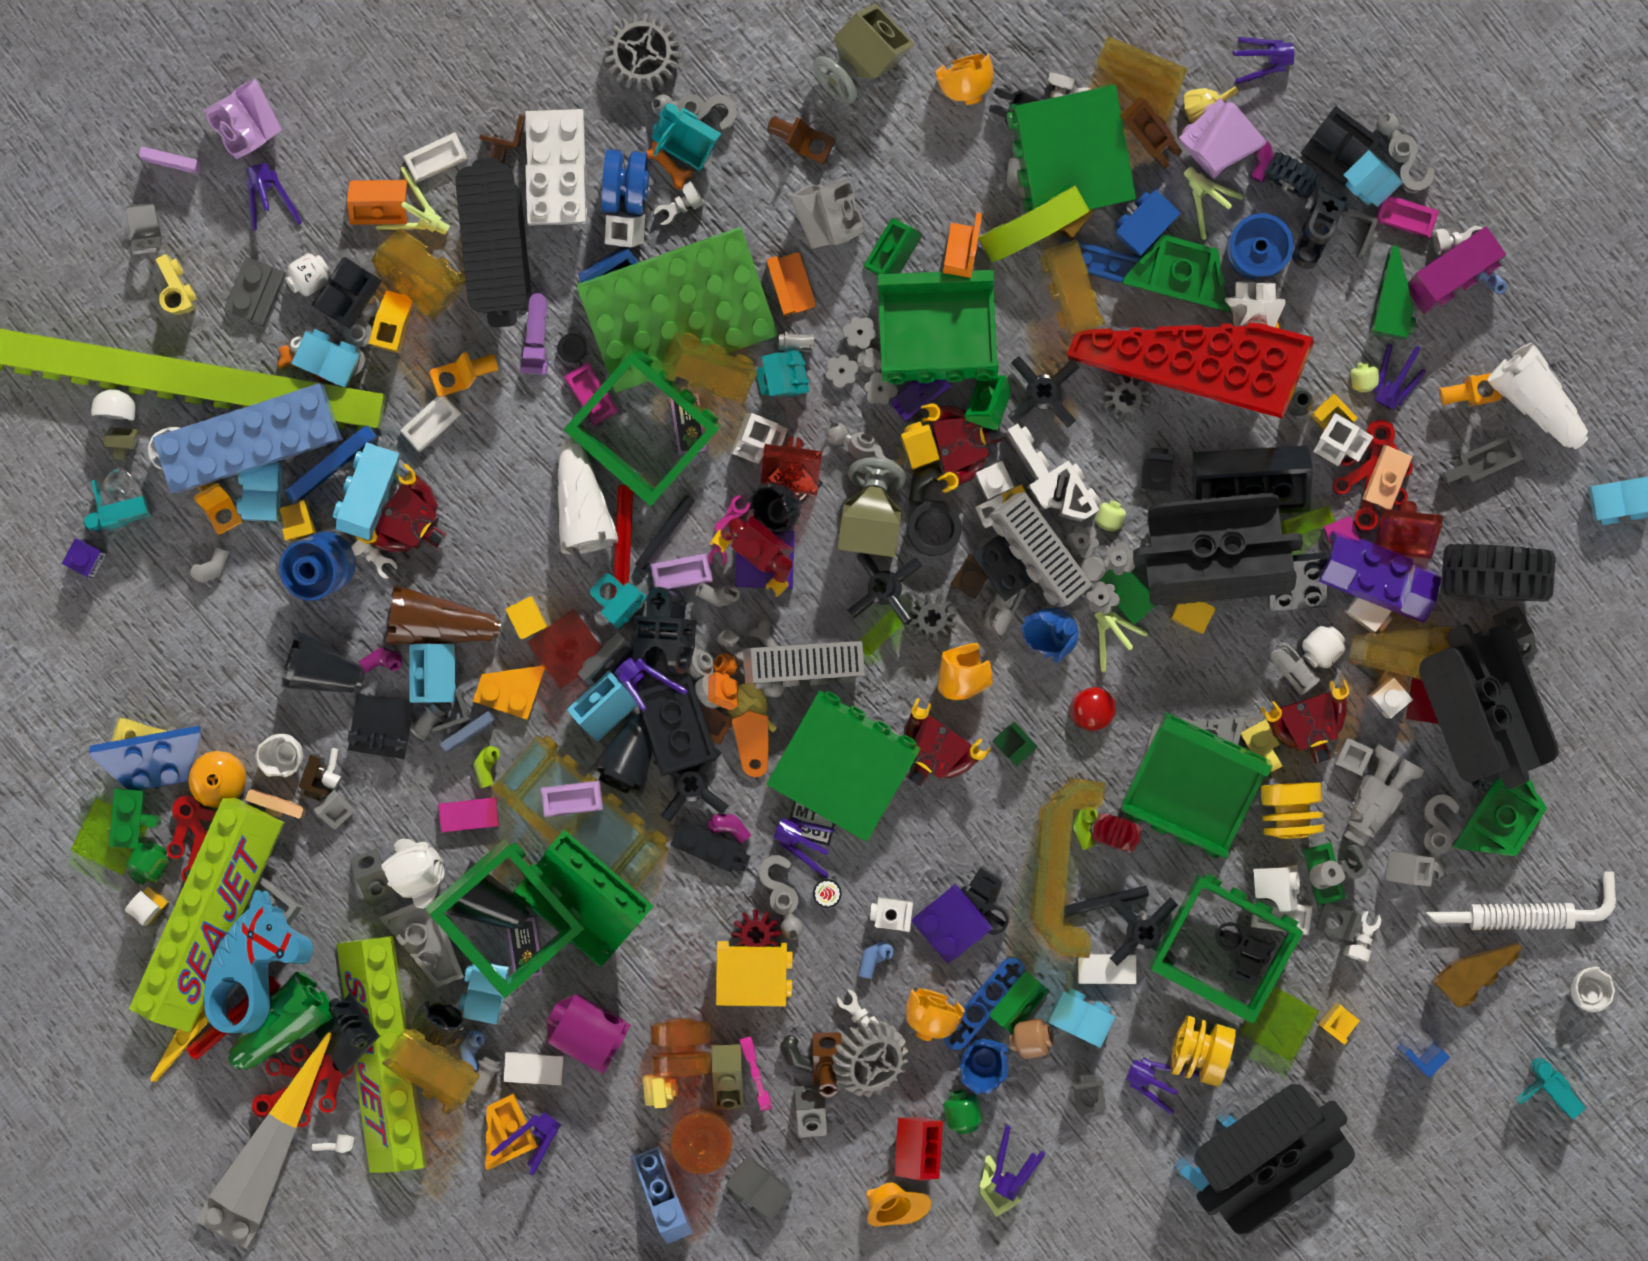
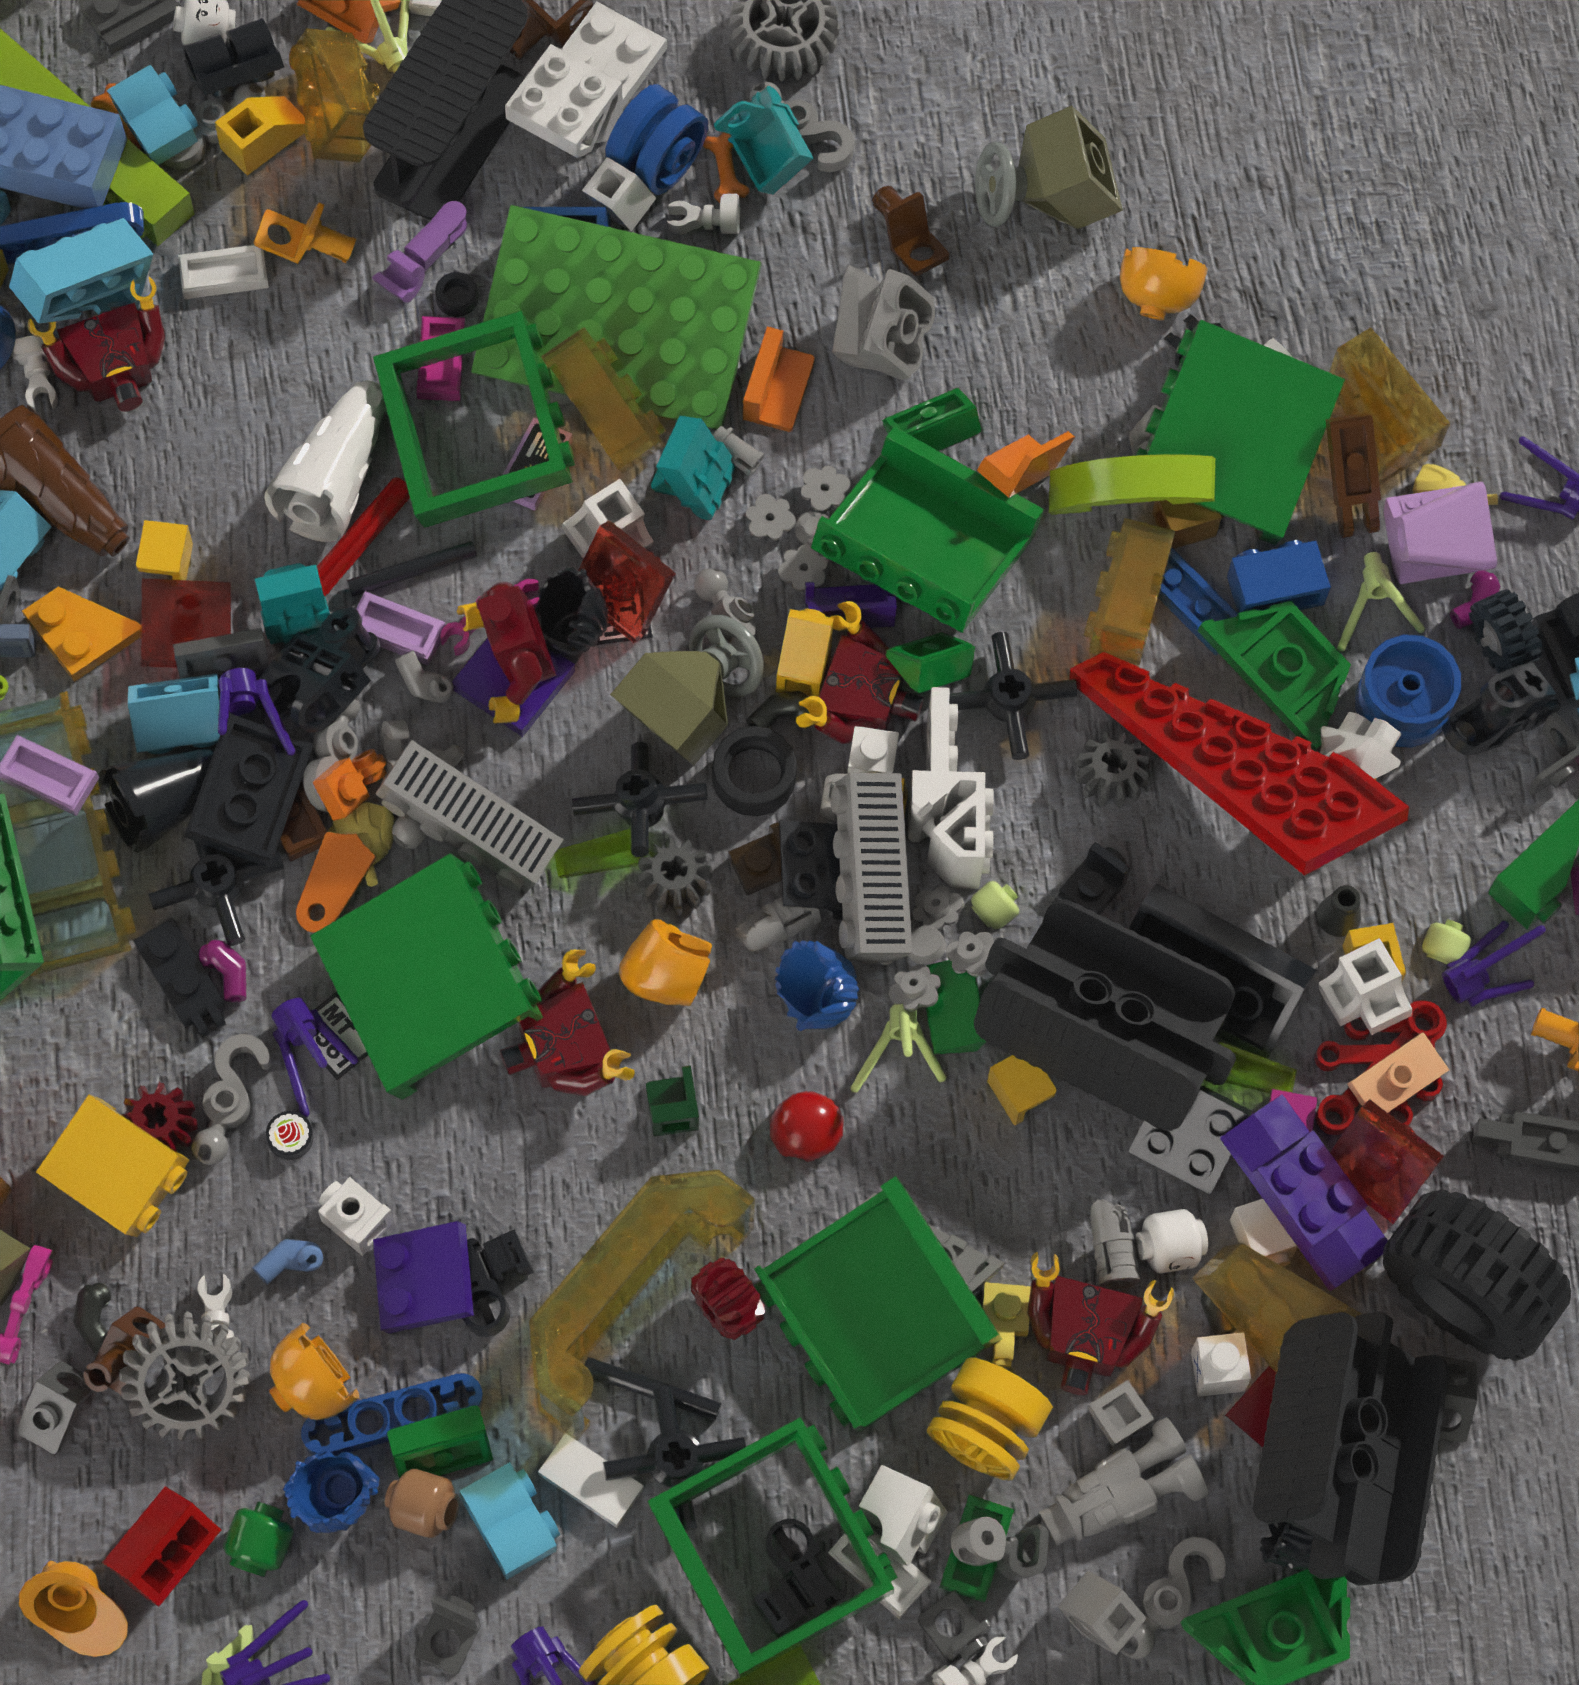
camera: 30 degrees right, 20 degrees down
(1082, 826) = (685, 1268): lime arm -> none

